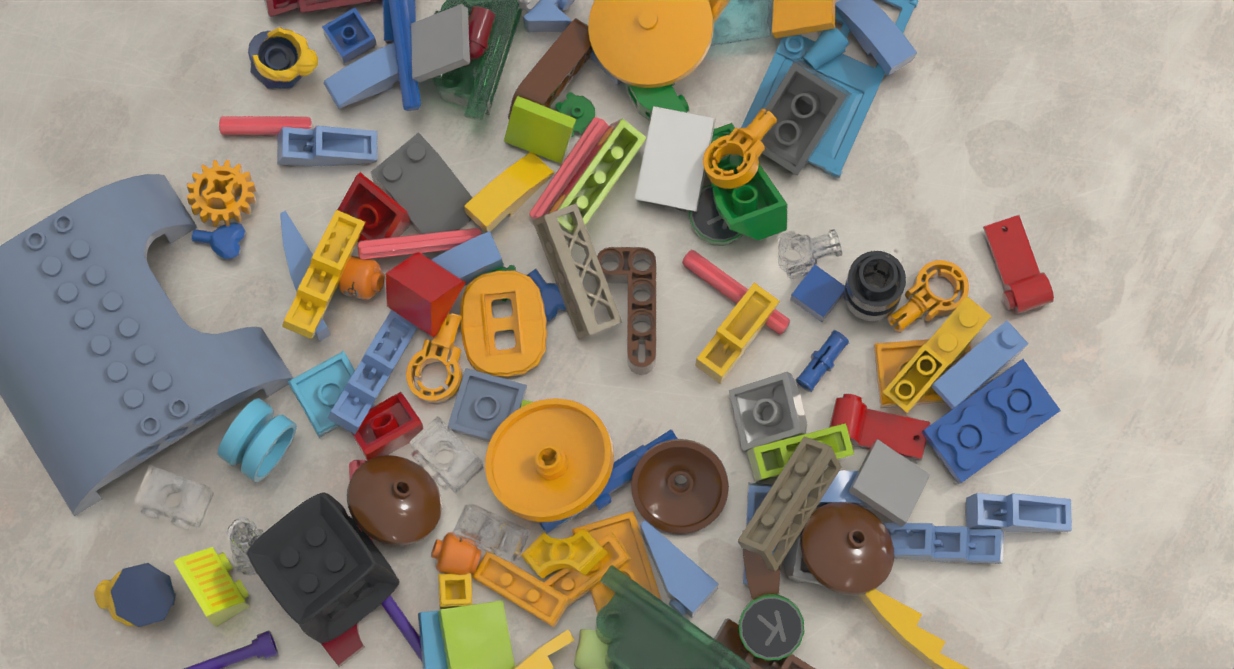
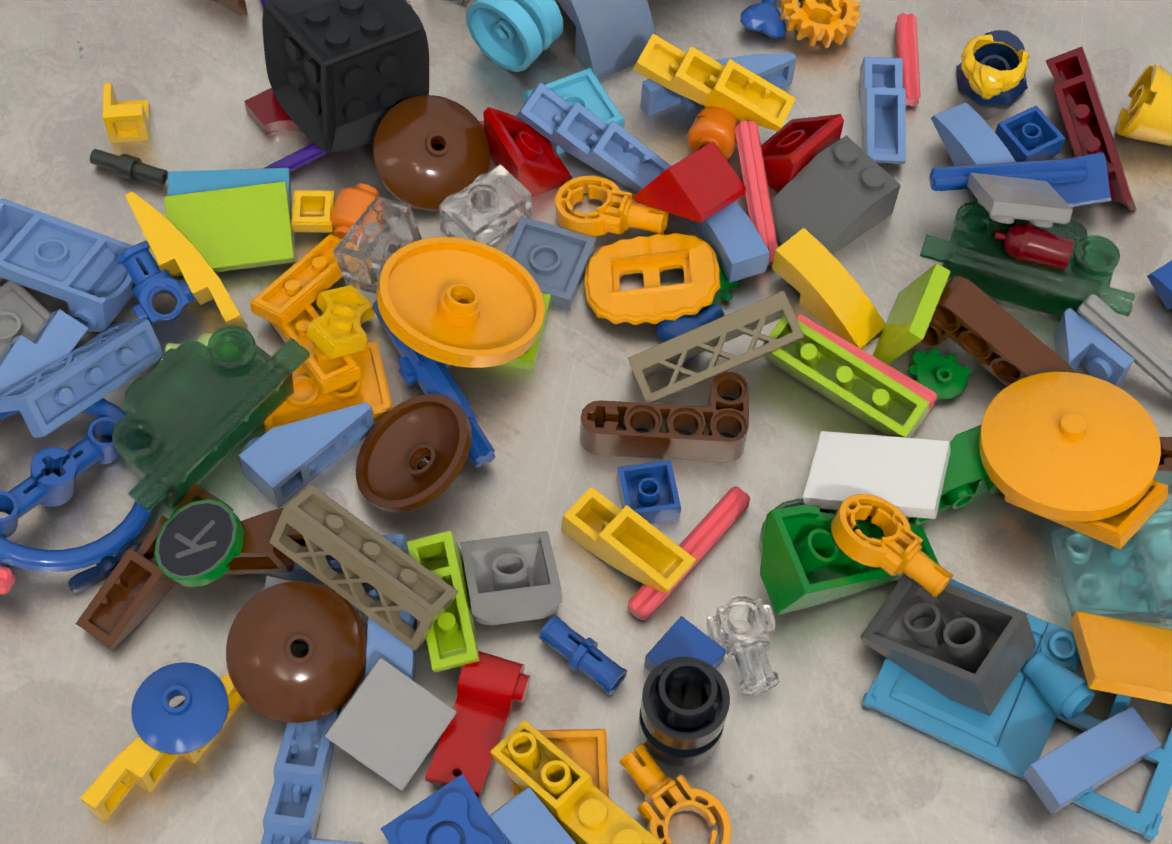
camera: 90 degrees right, 15 degrees down
(691, 321) = (650, 491): none -> blue piece
(889, 638) = (186, 726): none -> blue dish

